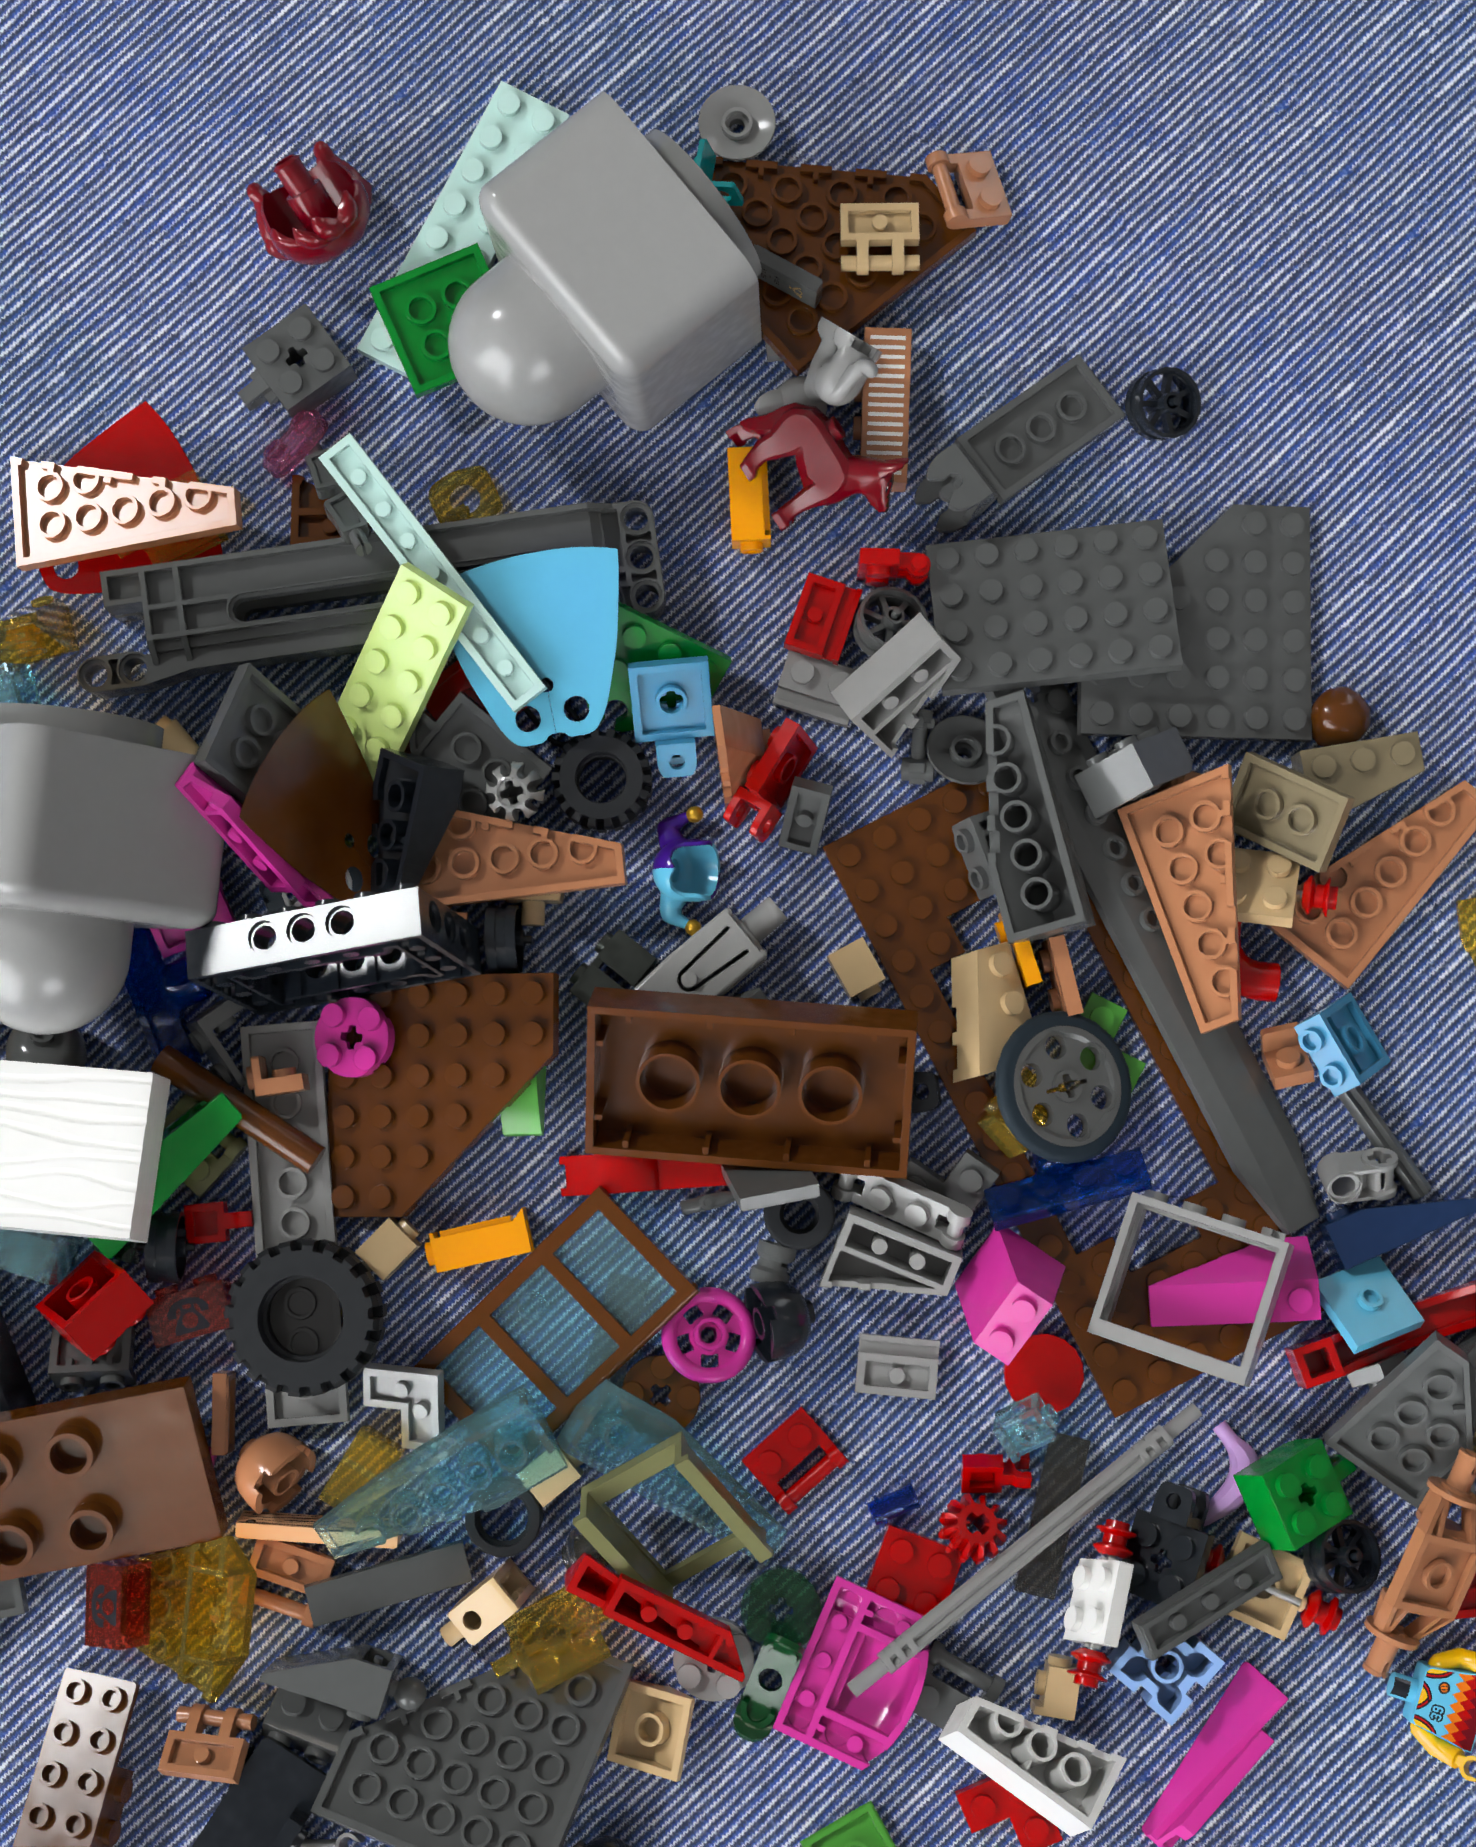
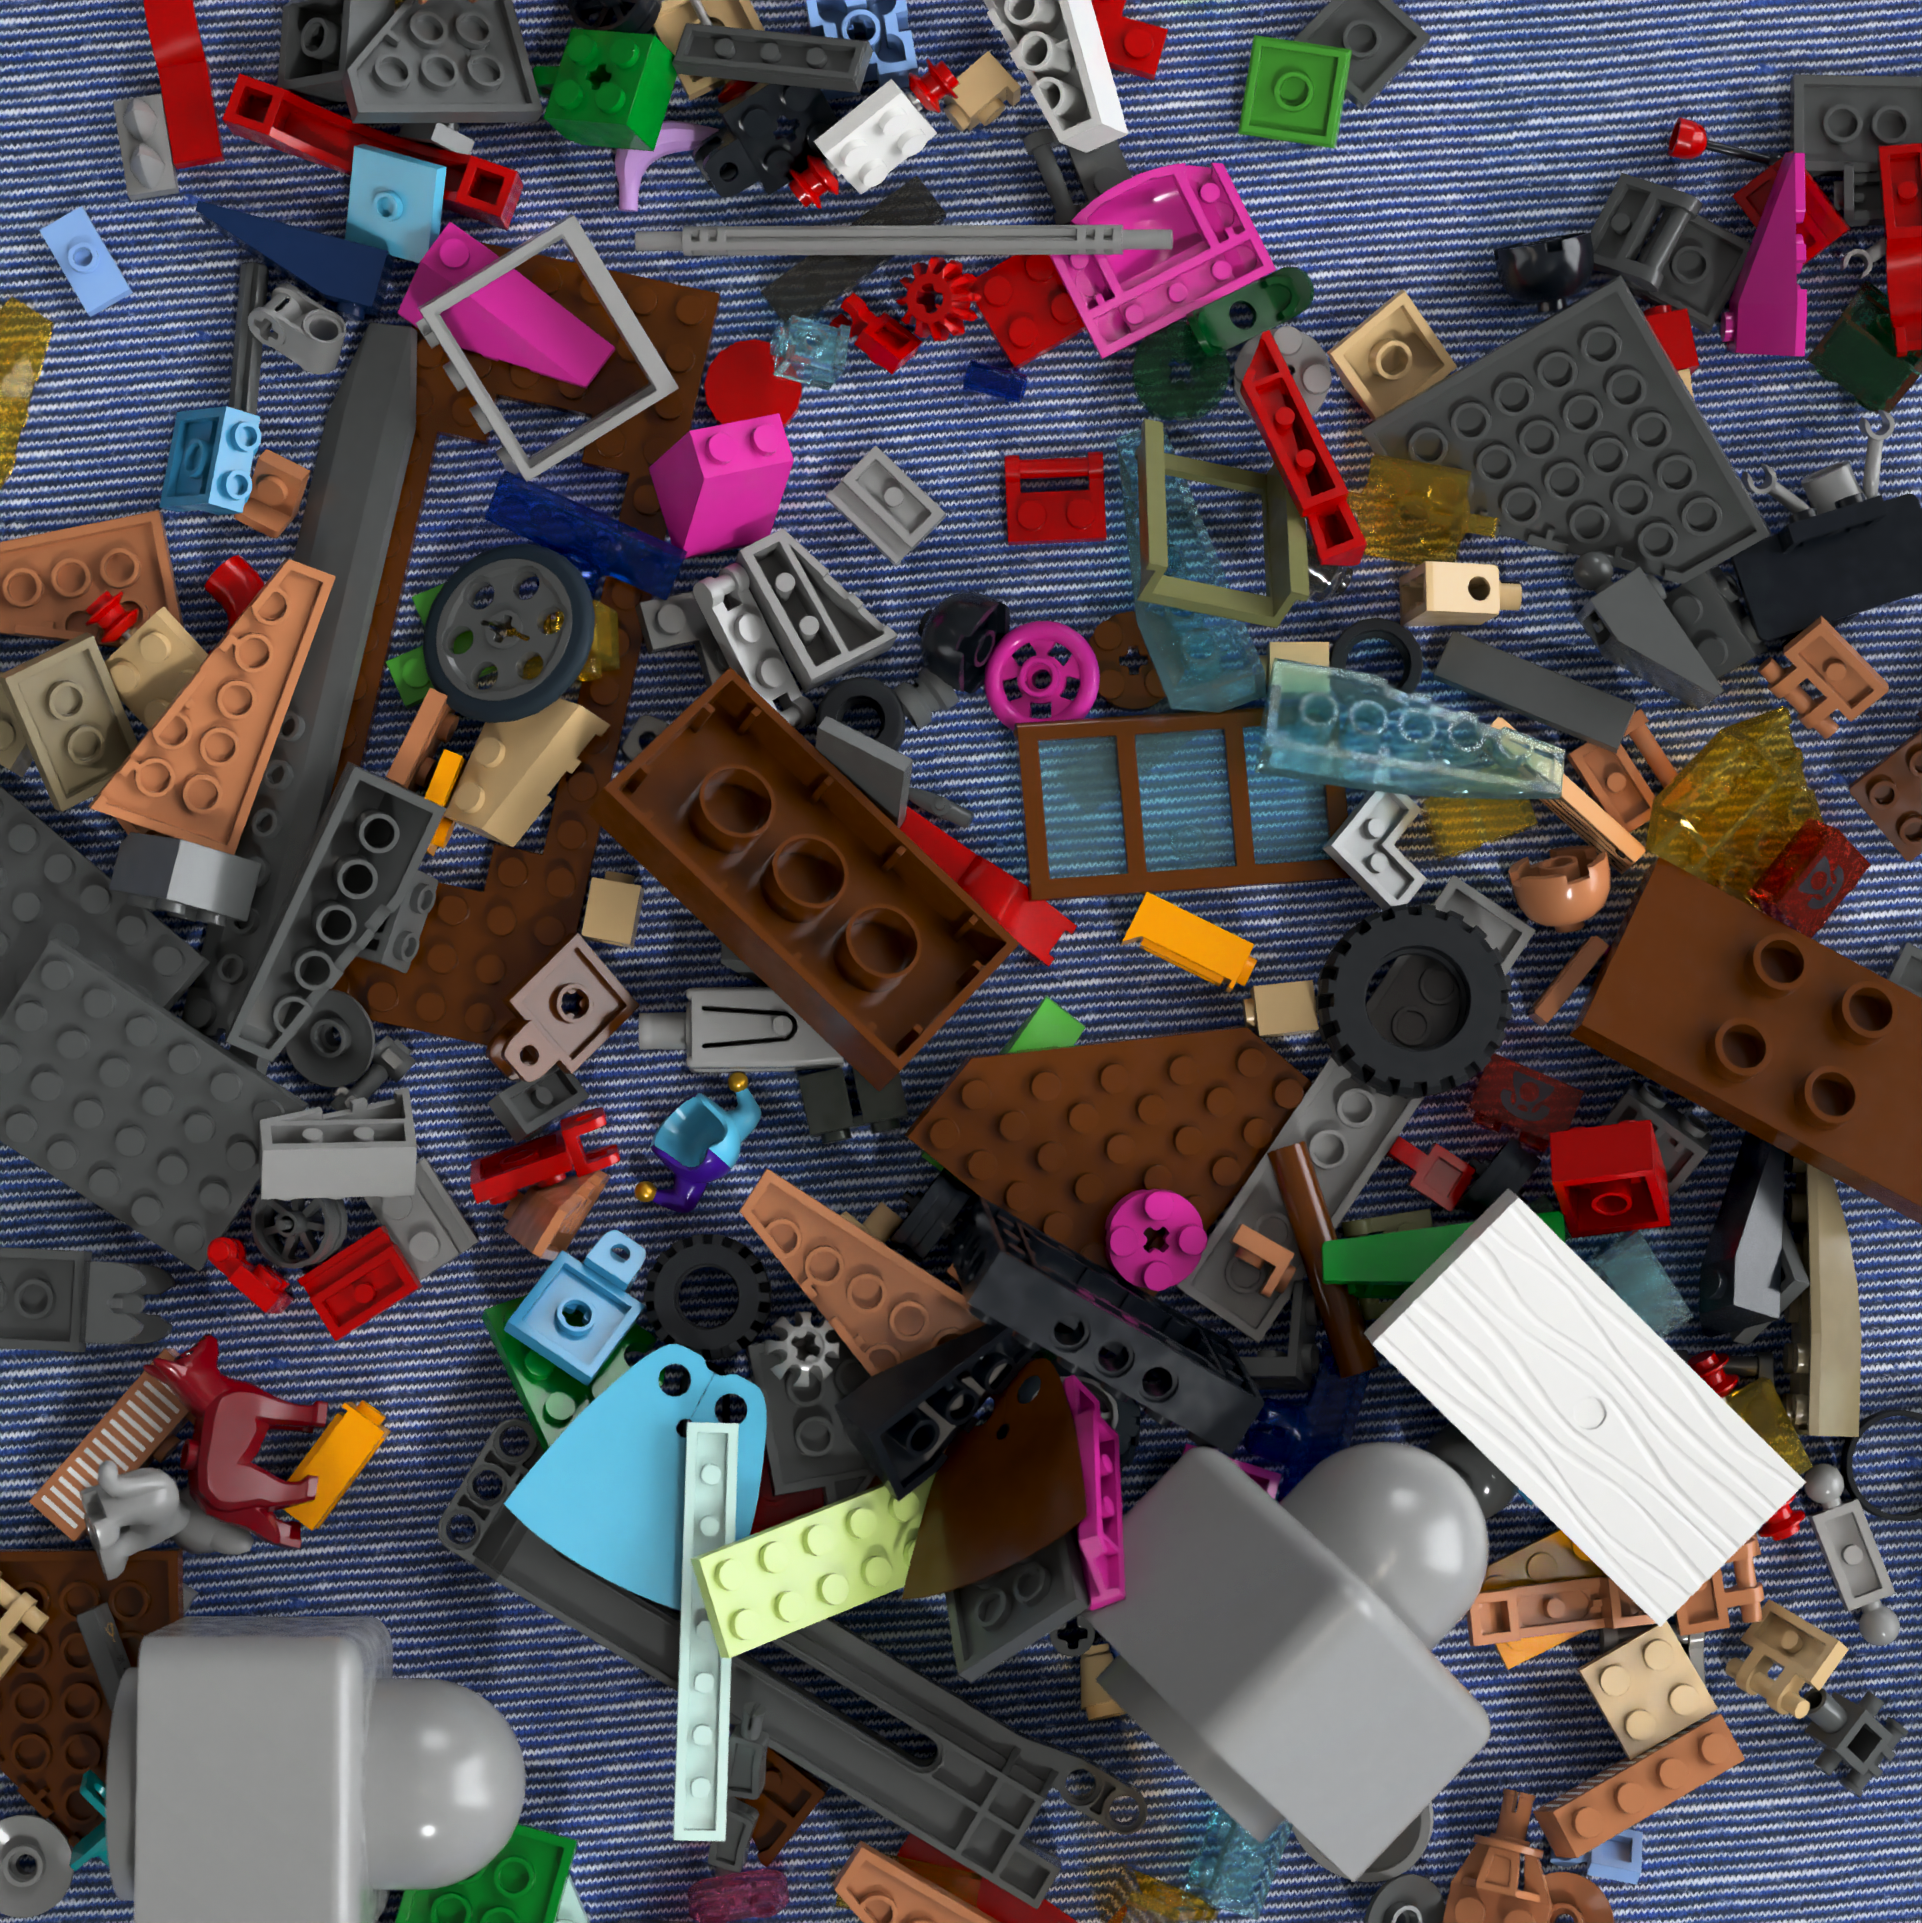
camera: 150 degrees left, 0 degrees up
(473, 476) = (583, 1710): clear yellow piece -> none
(837, 858) = (542, 1031): none -> plate

